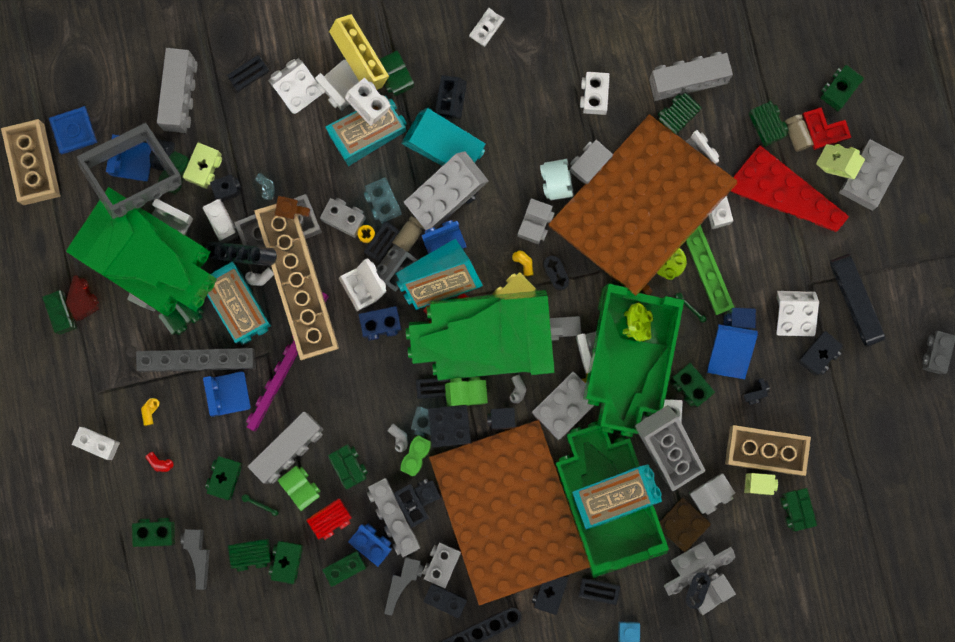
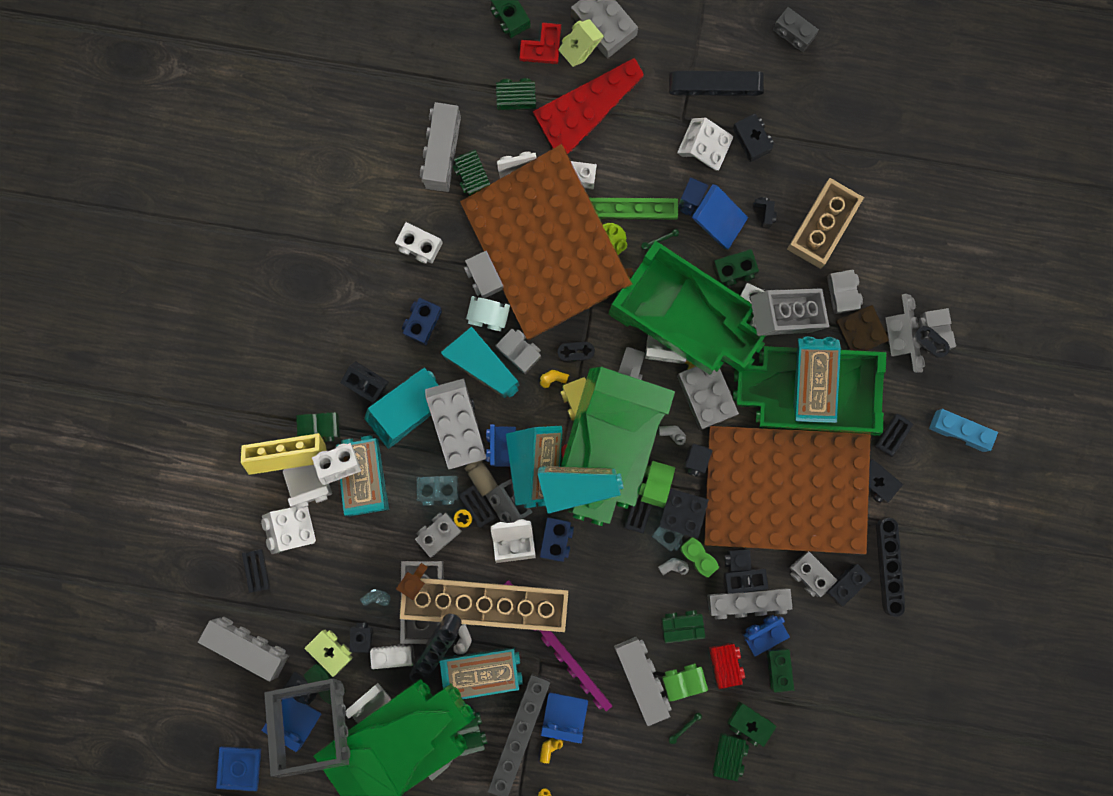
camera: 70 degrees left, 0 degrees up
(195, 390) = (549, 746): none -> yellow arm
(232, 471) = (657, 756): dark green brick -> none
(410, 571) = (806, 606): dark grey slope -> none
(431, 316) = (577, 486): none -> teal slope
(490, 20) = (307, 312): white hips -> none
(511, 188) = (480, 362): none -> teal slope
(526, 131) = (427, 323): none -> dark blue brick
(638, 322) = (657, 292): lime plate -> none
(760, 484) = (854, 243): yellowish green brick -> none
(798, 133) = (536, 70): dark tan piece -> none
(798, 509) = (890, 218): dark green brick -> none

